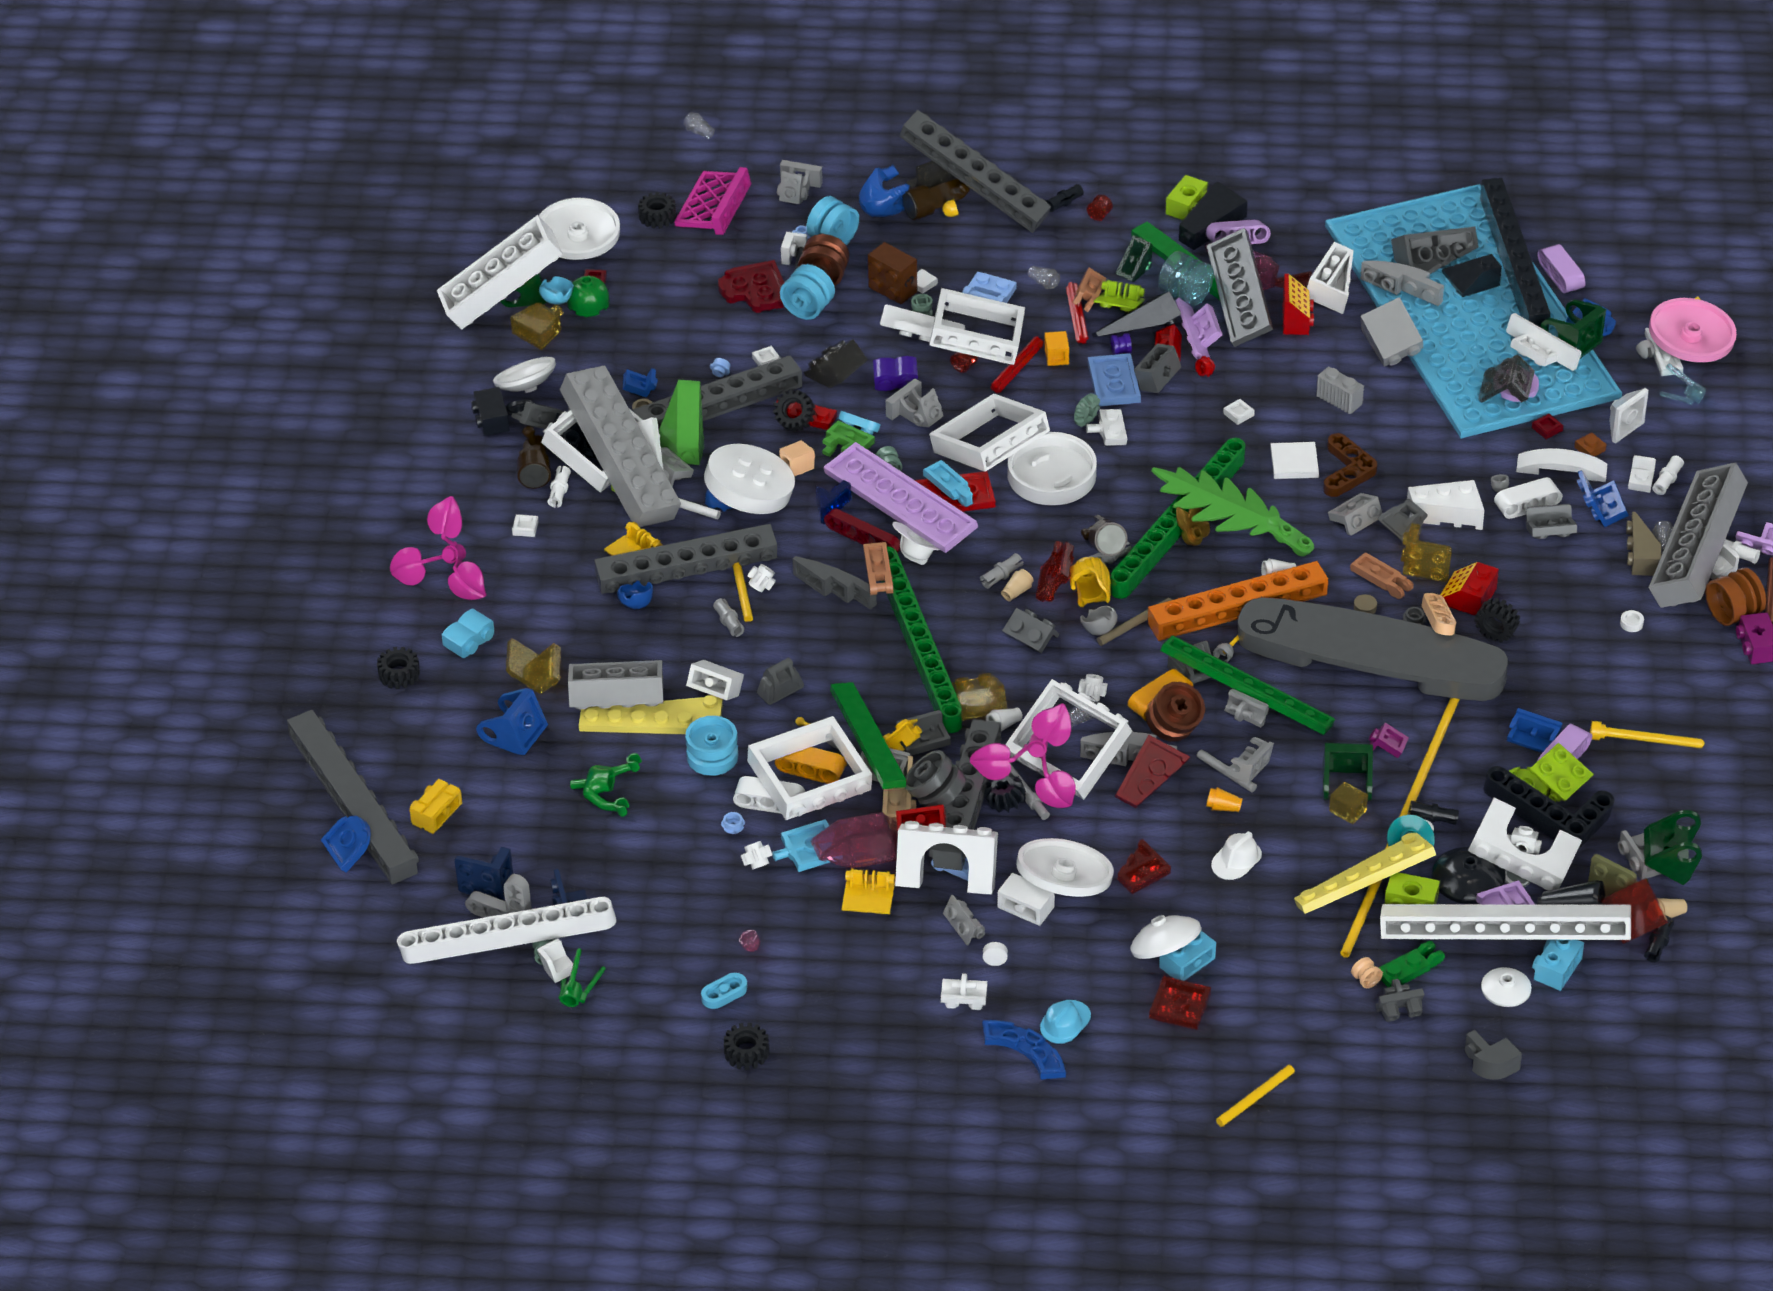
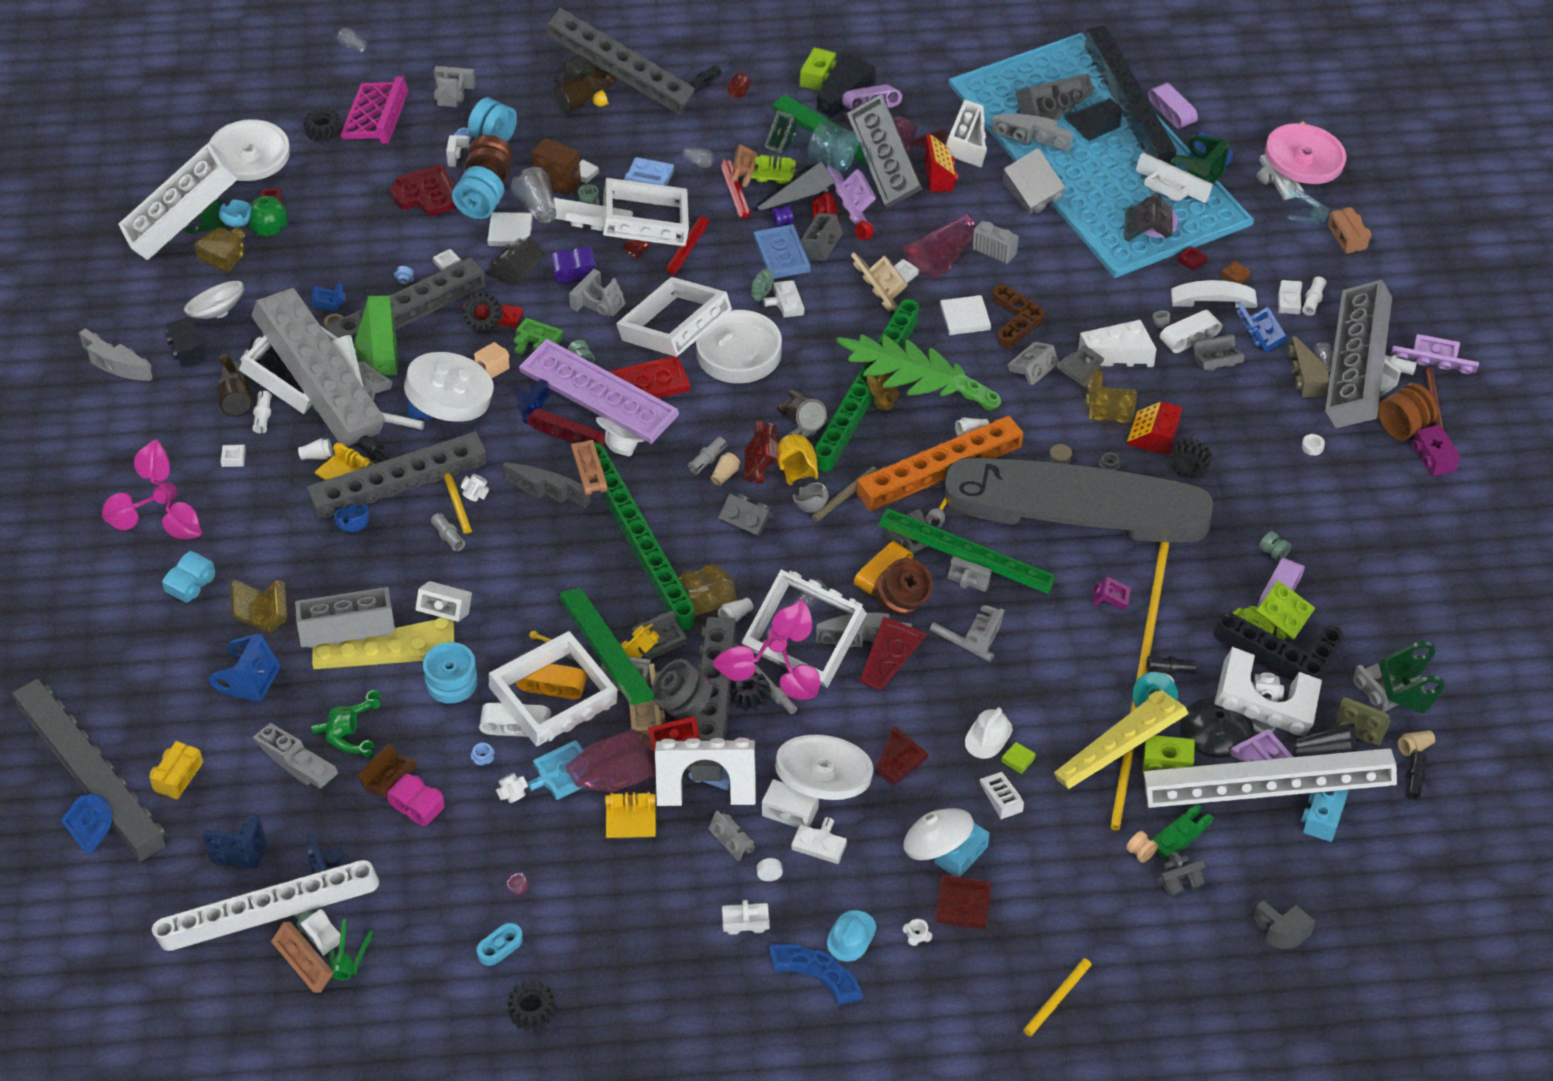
camera: 10 degrees left, 5 degrees up
(398, 676) = (119, 611): black tyre -> none
(419, 423) = (115, 360): none -> light grey slope
(487, 906) = (271, 873): light grey beam -> none
(532, 413) = (227, 341): dark grey piece -> none
(535, 980) = (302, 957): none -> nougat plate
(548, 805) = (293, 757): none -> light grey slope
(610, 527) = (316, 450): none -> white cone
(636, 828) = (385, 771): none -> reddish brown bracket
(662, 856) = (415, 799): none -> dark pink brick
(667, 533) = (374, 449): none -> black axle
(779, 682) = (508, 596): dark grey piece -> none
(833, 329) = (508, 227): none -> white tile
(865, 424) = (553, 319): medium azure plate -> none
(866, 298) = (535, 193): none -> clear cone
(880, 202) = (533, 98): blue piece -> none
(949, 482) = (643, 371): medium azure hinge -> none
(1049, 936) = (820, 842): none -> white plate
(1056, 348) = (722, 226): light orange brick -> none
(1093, 686) = (817, 568): white gear -> none
(1129, 1024) = (917, 926): none -> white plate
(1215, 415) = (884, 278): none -> tan bracket
(1223, 801) = (965, 675): light orange cone -> none
(1240, 925) = (1003, 809): none -> white slope
(1261, 881) = (1018, 757): none -> lime tile
(1281, 391) = (941, 247): none -> clear pink wedge
(1348, 759) = (1081, 618): dark green hose -> none
(1348, 802) = (1087, 664): clear yellow panel -> none
(1381, 575) = (1070, 423): nougat hinge -> none
(1438, 614) = (1135, 458): light nougat beam -> none
(1506, 987) = (1278, 852): white dish -> none
(1533, 730) = (1248, 568): blue hinge -> none
(1564, 711) = (1275, 546): none -> sand green wheel
(1600, 730) = (1311, 561): yellow piece -> none
(1628, 414) = (1264, 239): white slope -> none
(1645, 908) = (1398, 739): clear red plate -> none
(1722, 412) = (1349, 230): none -> nougat brick

